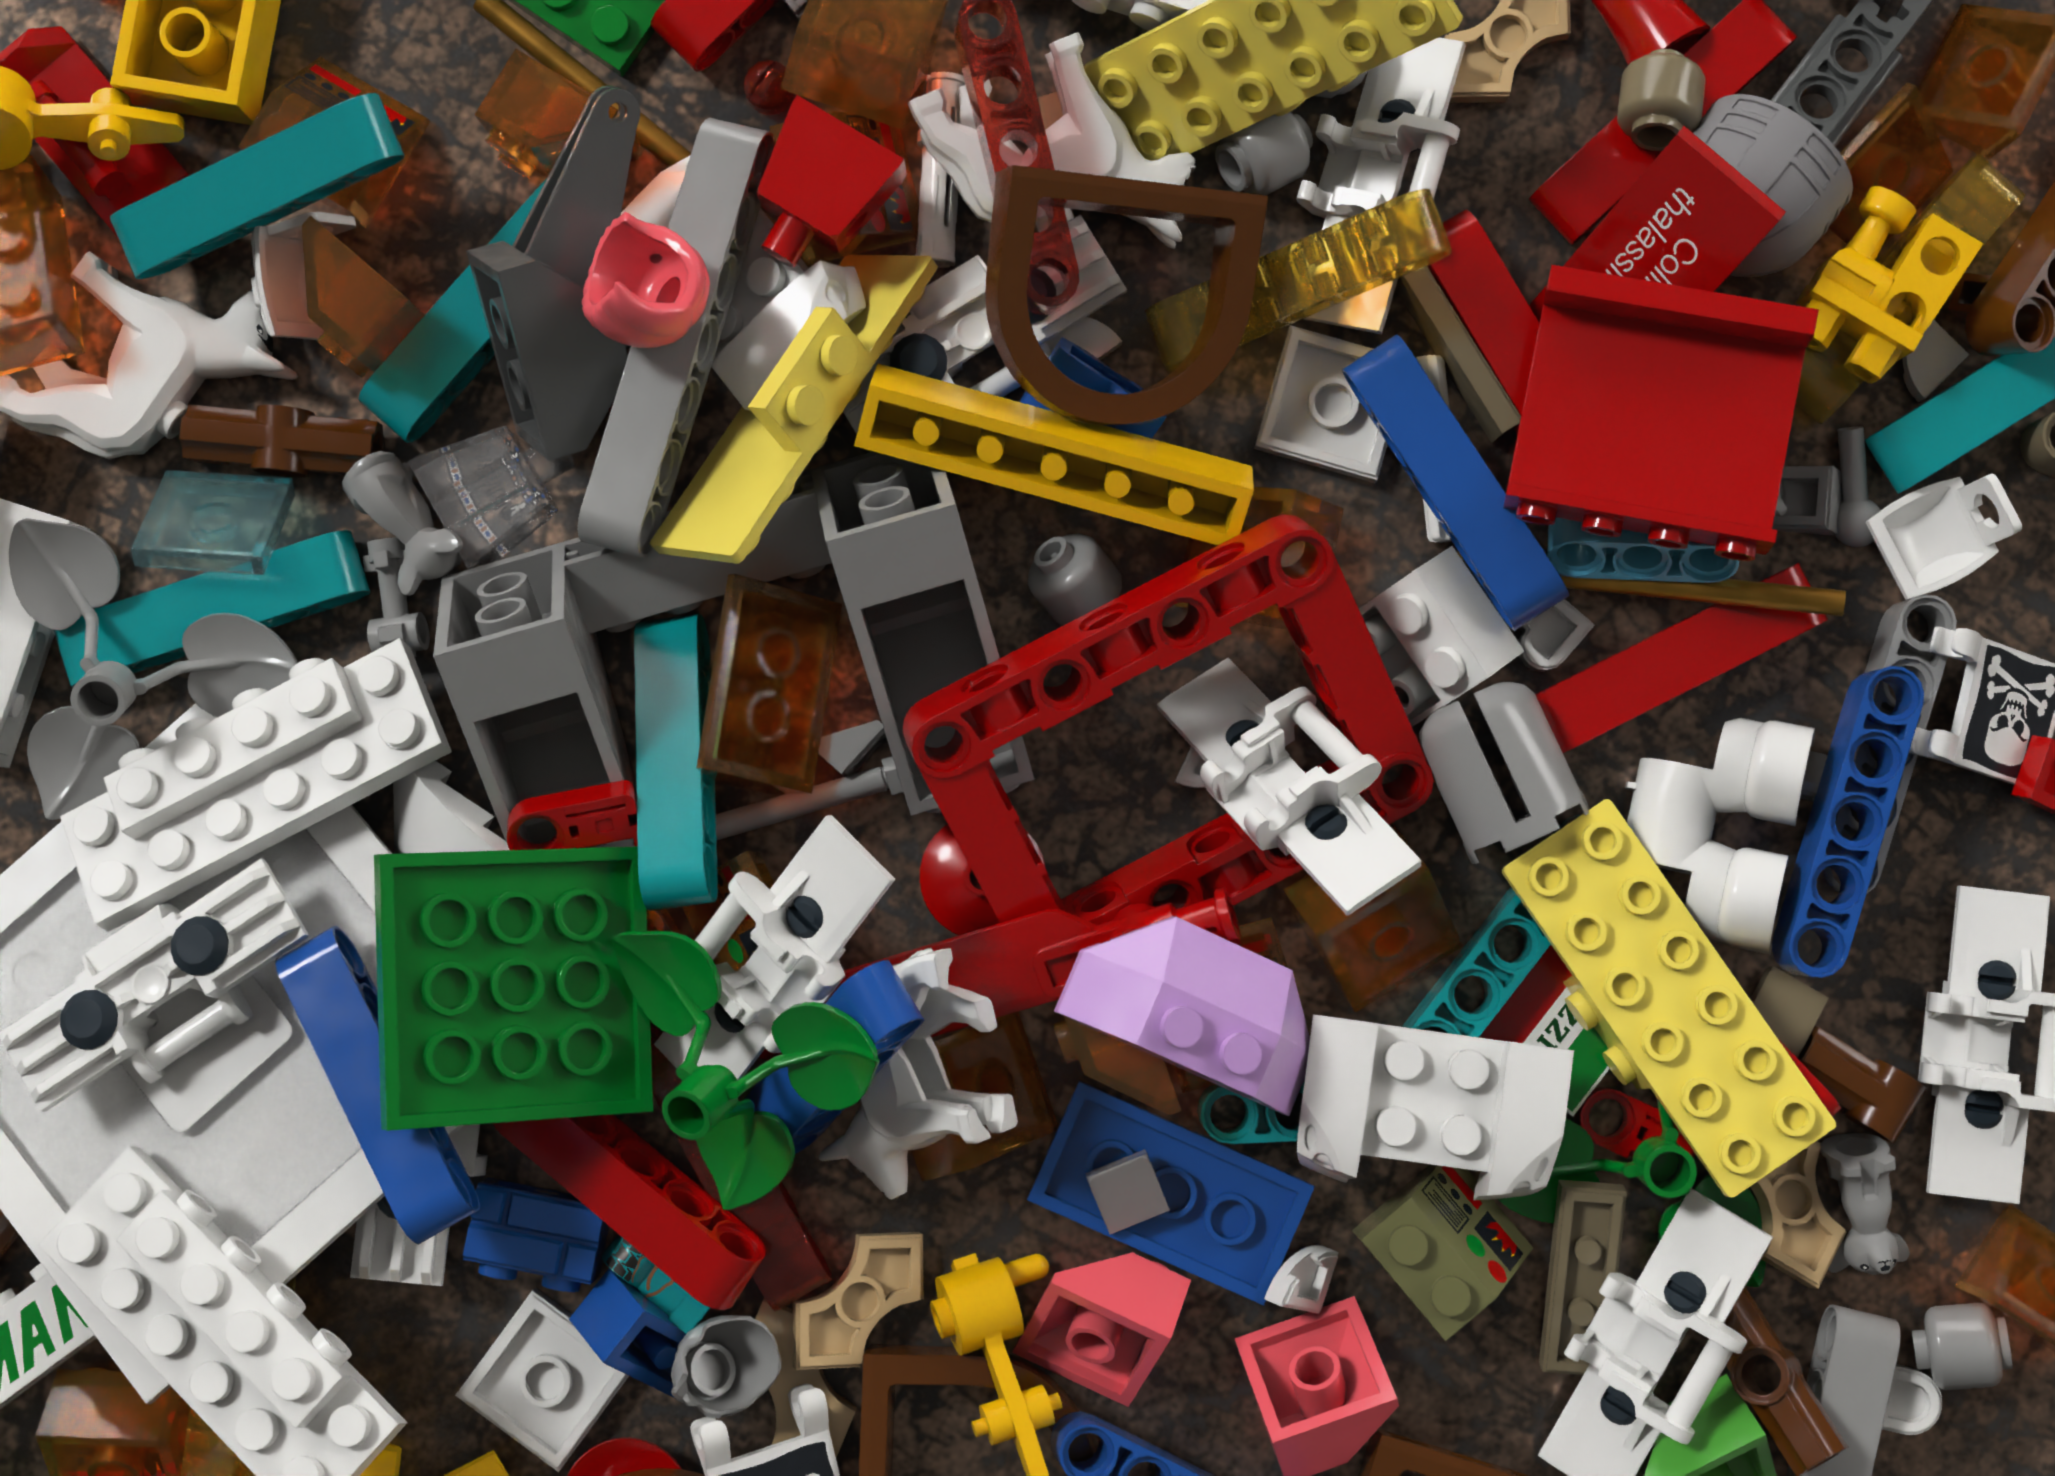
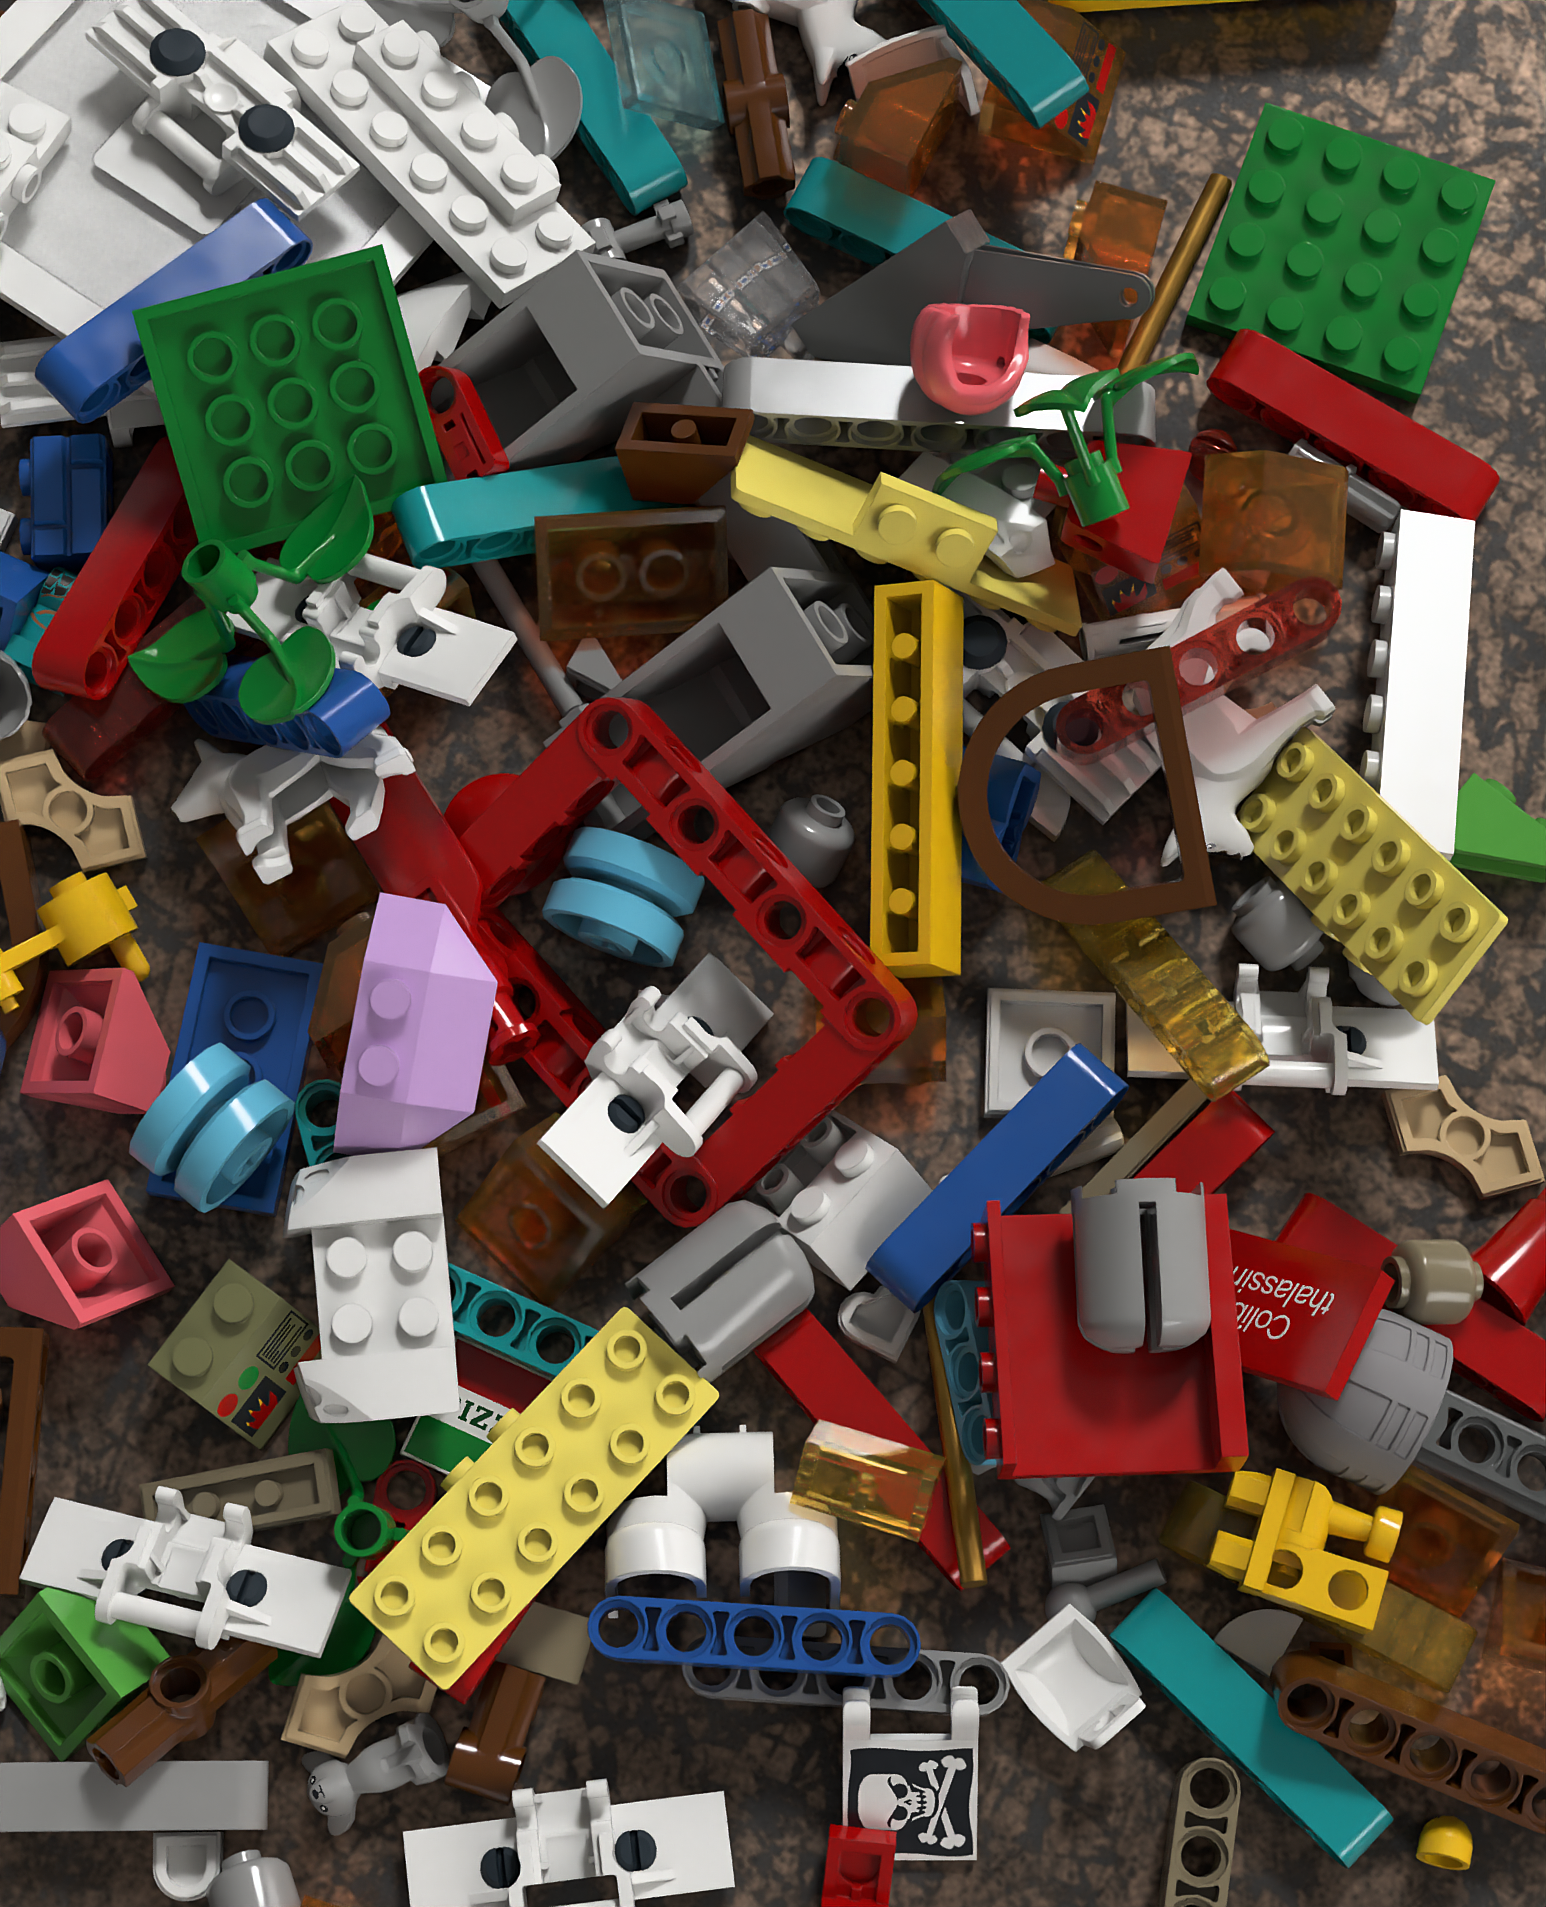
camera: 75 degrees right, 10 degrees down
(385, 491) = (723, 209): light grey animal -> none
(657, 601) = (680, 449): none -> reddish brown slope
(757, 185) = (1090, 479): none -> green plant
(1093, 774) = (623, 896): none -> medium azure wheel
(1127, 1191) = (229, 1021): light grey slope -> none
(1237, 1229) = (211, 1127): none -> medium azure wheel
(1304, 1279) = (179, 1227): white tile -> none
(1607, 363) = (1140, 1258): none -> light grey cylinder
(1722, 677) = (867, 1480): none -> clear yellow hinge

